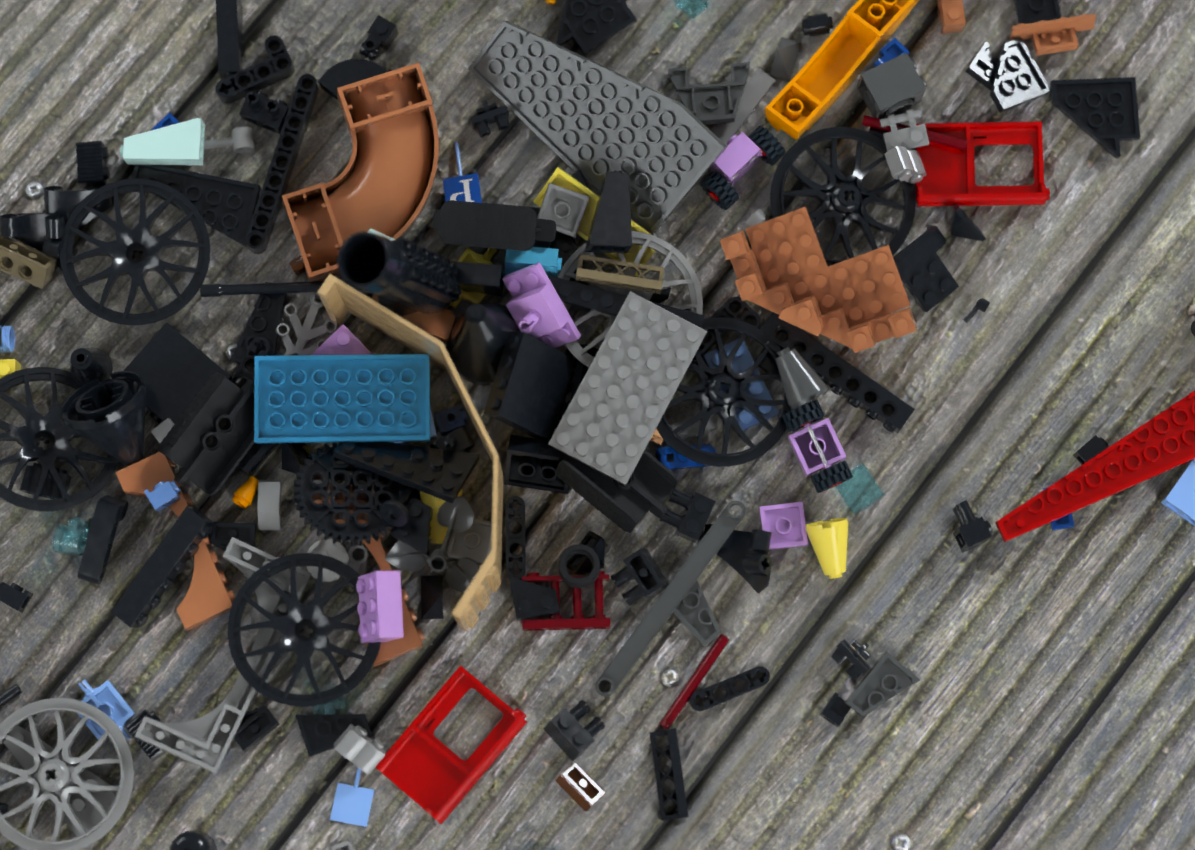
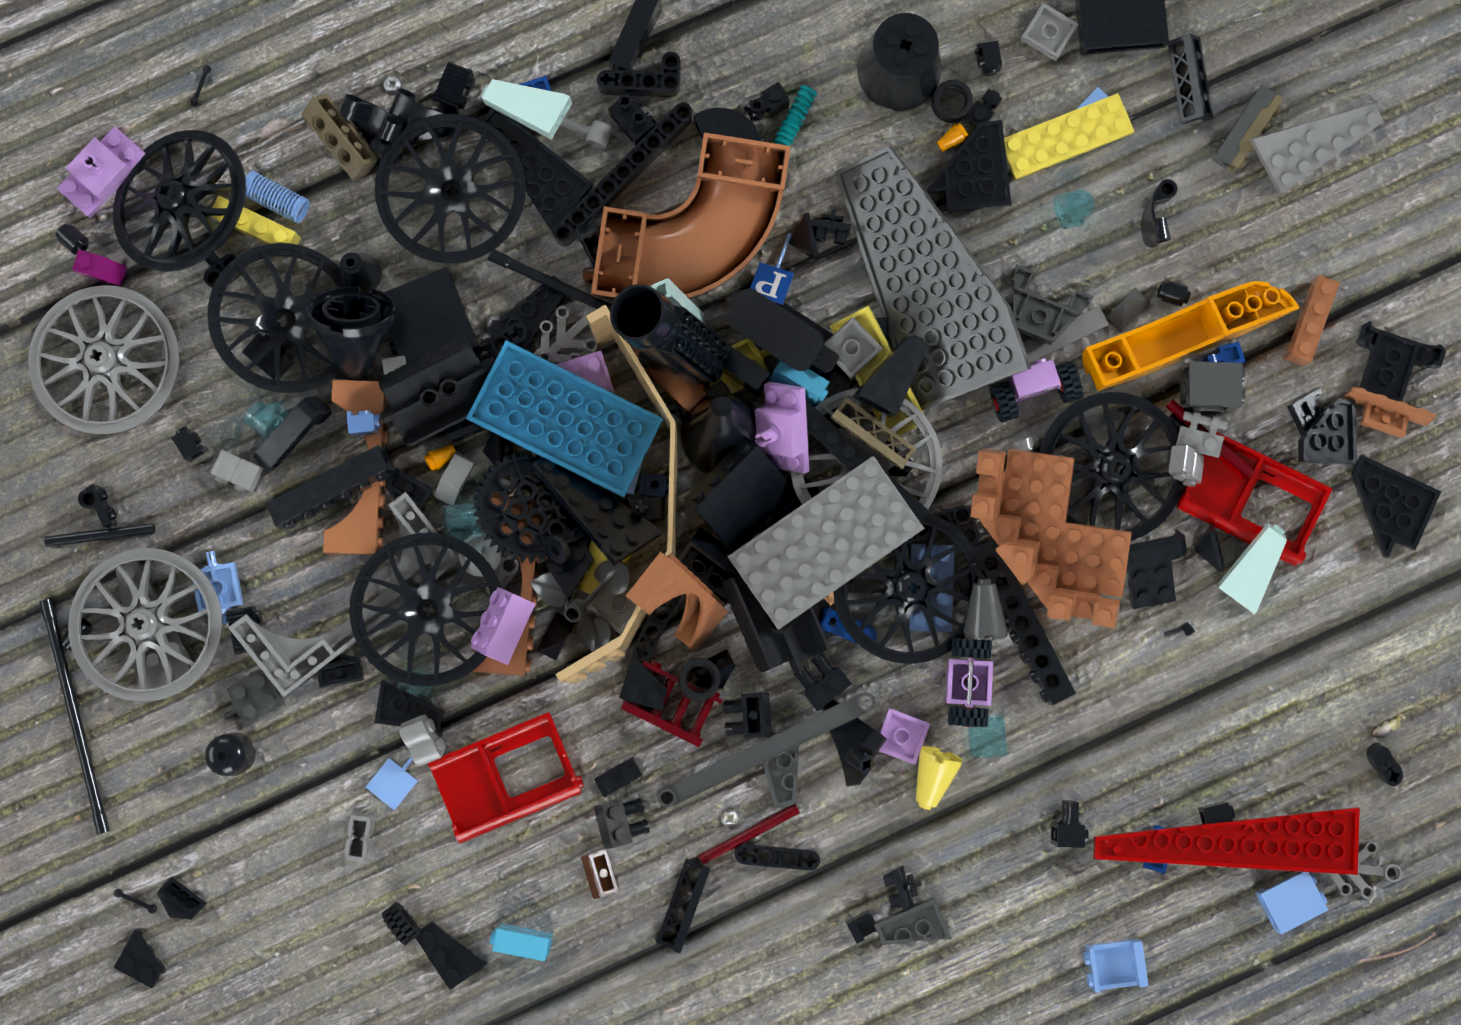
camera: 25 degrees right, 5 degrees up
(69, 597) = (237, 471): none -> light grey brick
(189, 791) = (253, 699): none -> dark grey plate
(283, 232) = (589, 237): none -> black brick
(295, 536) = (459, 520): none -> clear light blue brick
(408, 36) = (796, 116): none -> teal piece
(470, 138) = (803, 237): none -> black slope
(508, 479) = (670, 578): none -> nougat arch
(552, 690) = (618, 777): none -> black brick
(1011, 225) = (1254, 568): none -> light aqua slope
(1074, 628) = (1115, 965): none -> light blue panel

